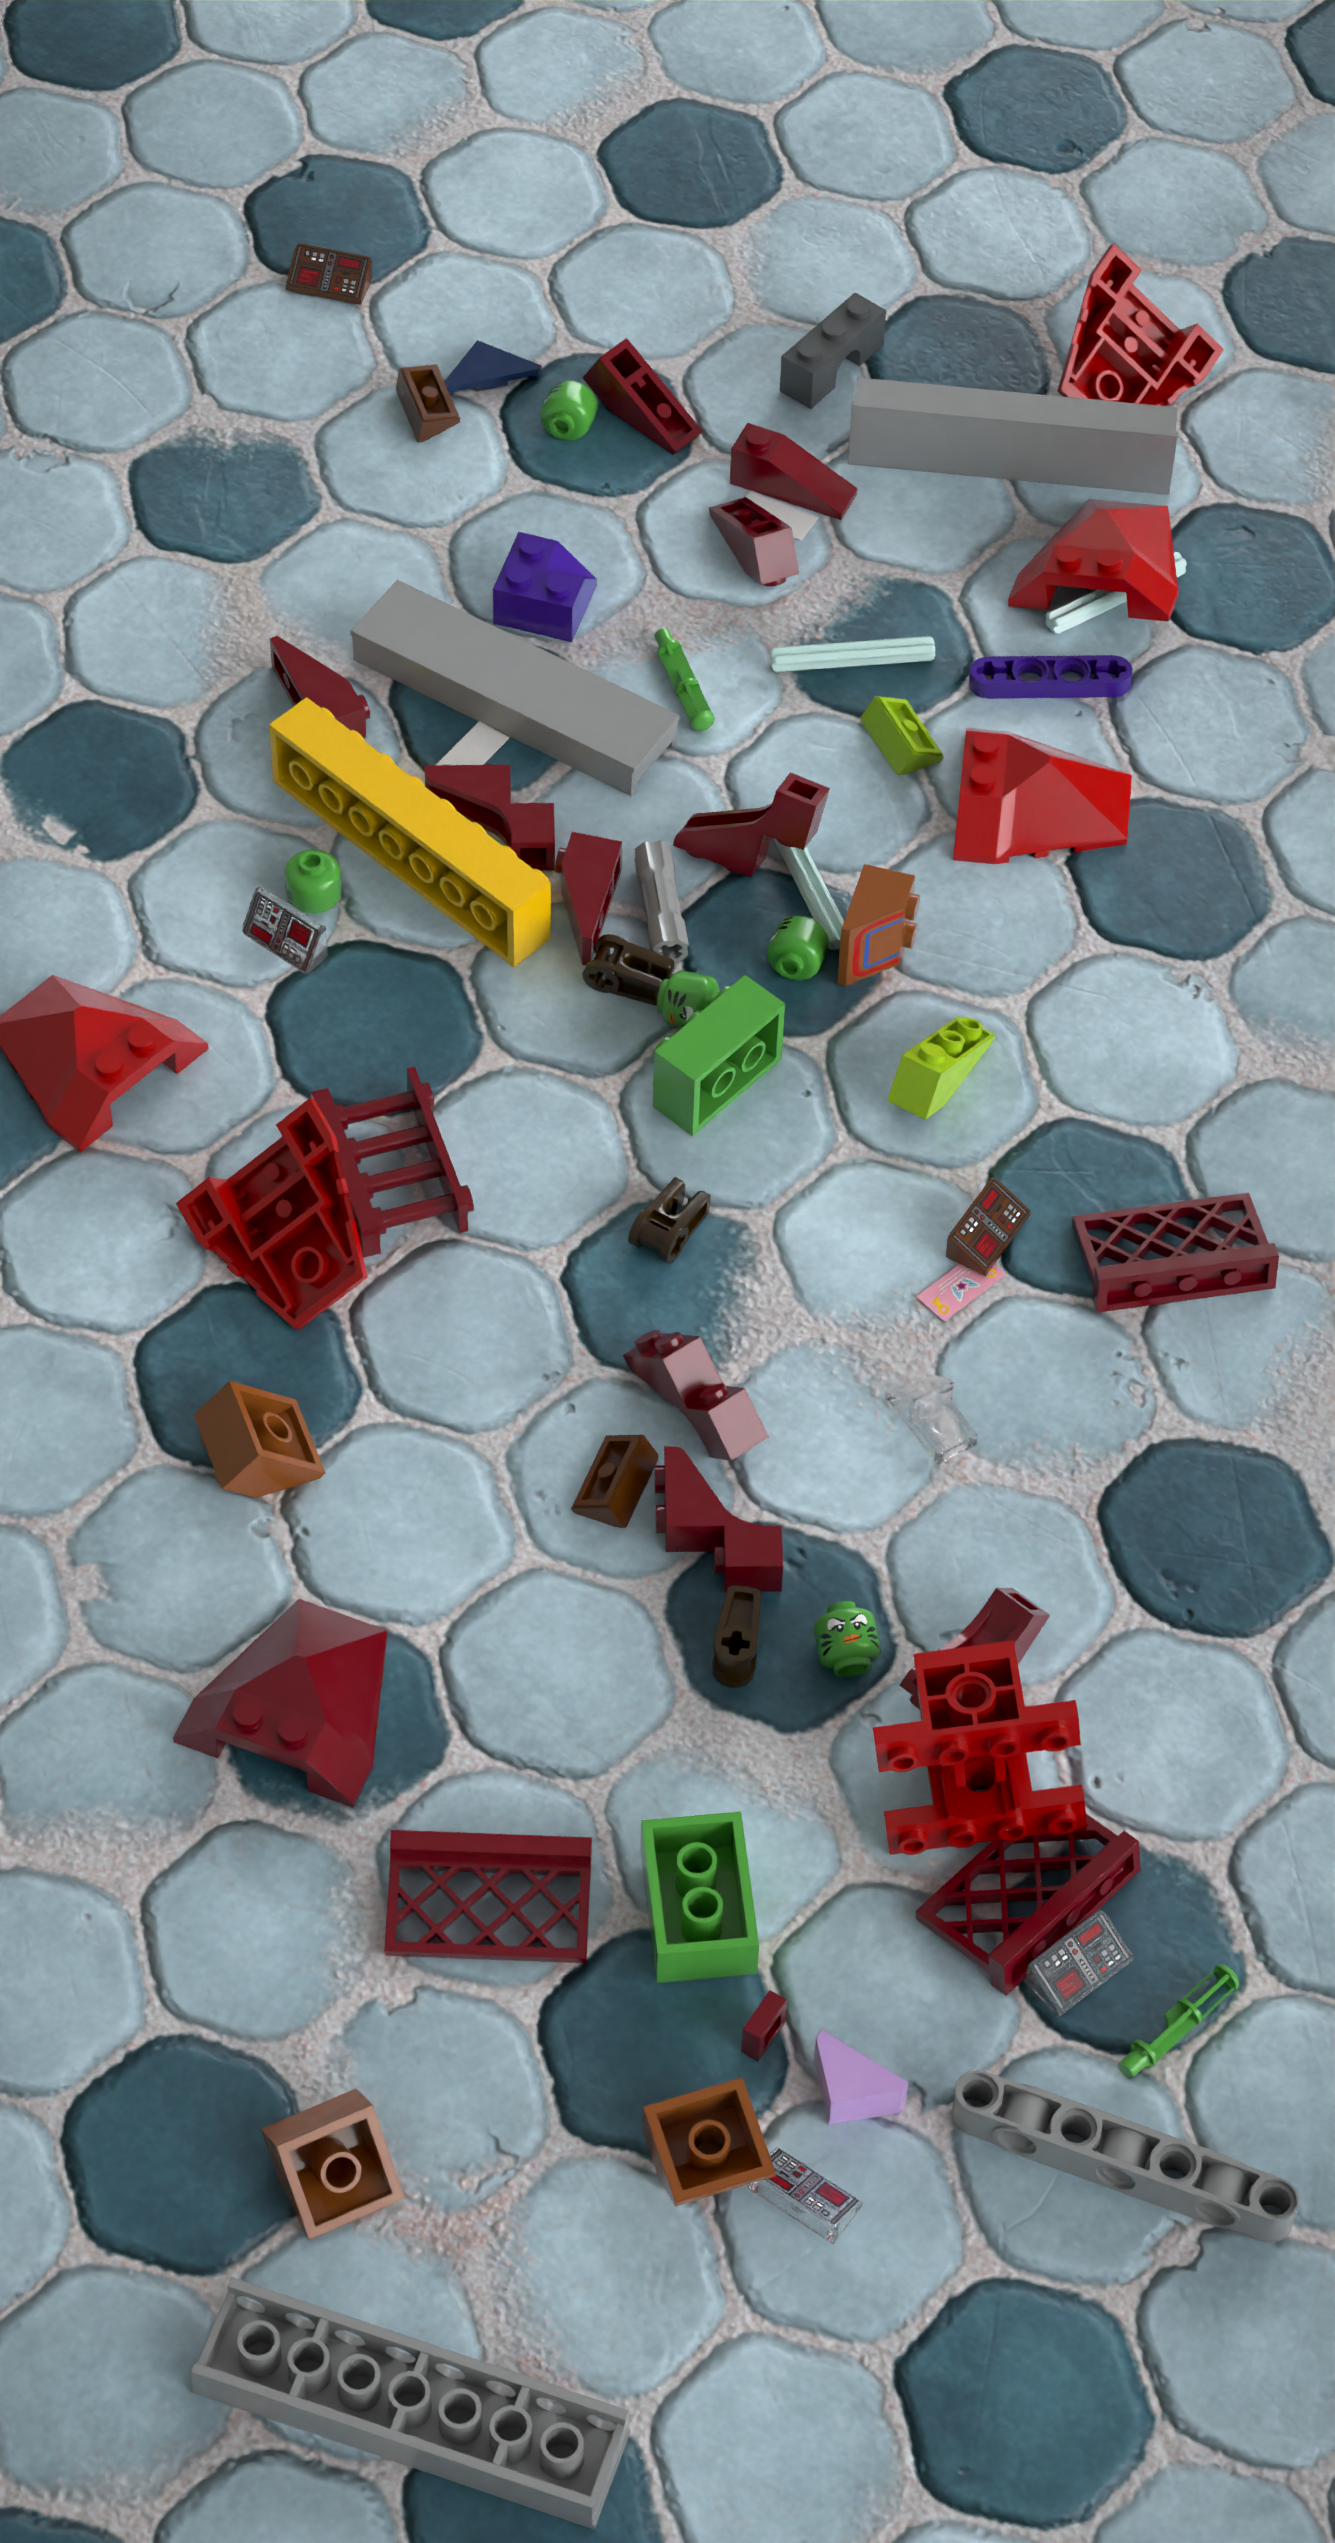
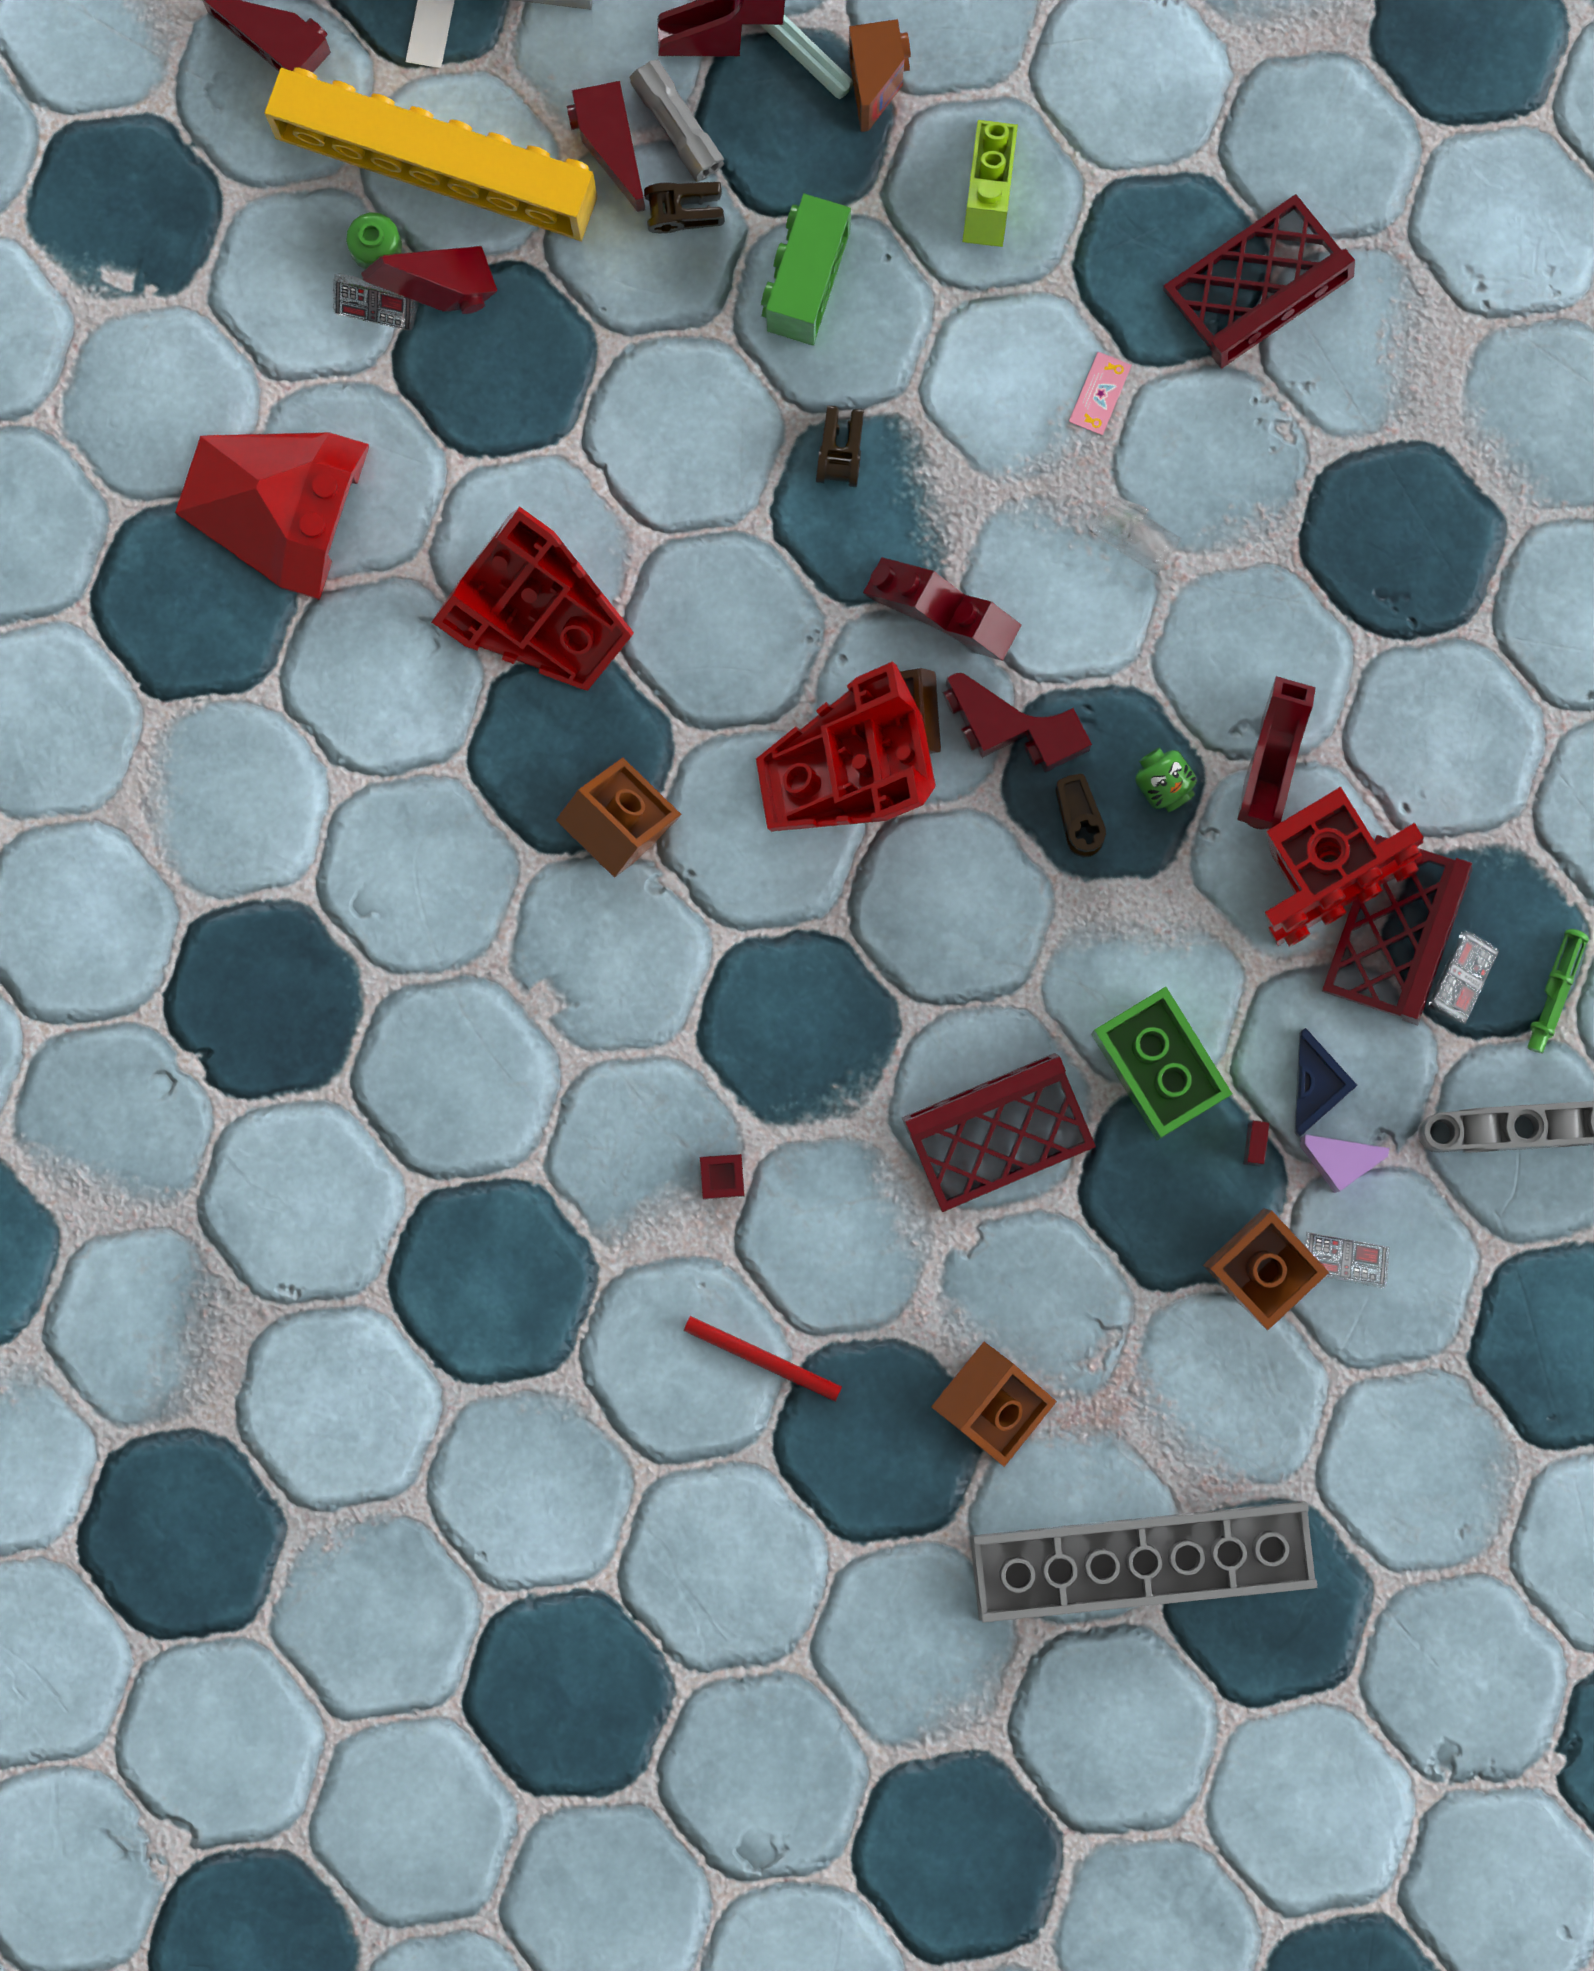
camera: 20 degrees left, 30 degrees up
(109, 2013) = (762, 1358): none -> red bar
(169, 1818) = (722, 1176): none -> dark red tile
(300, 1698) = (766, 1028): dark red wedge -> none
(350, 919) = (437, 278): none -> dark red slope
(372, 1221) = (573, 534): dark red fence -> none
(484, 797) = (473, 80): dark red arch -> none
(528, 1482) = (851, 762): none -> red wedge
(684, 995) = (752, 215): bright green head -> none
(797, 945) = (816, 117): bright green head -> none
(867, 2002) = (1319, 1083): none -> dark blue tile
(986, 1228) = (1101, 331): slope -> none

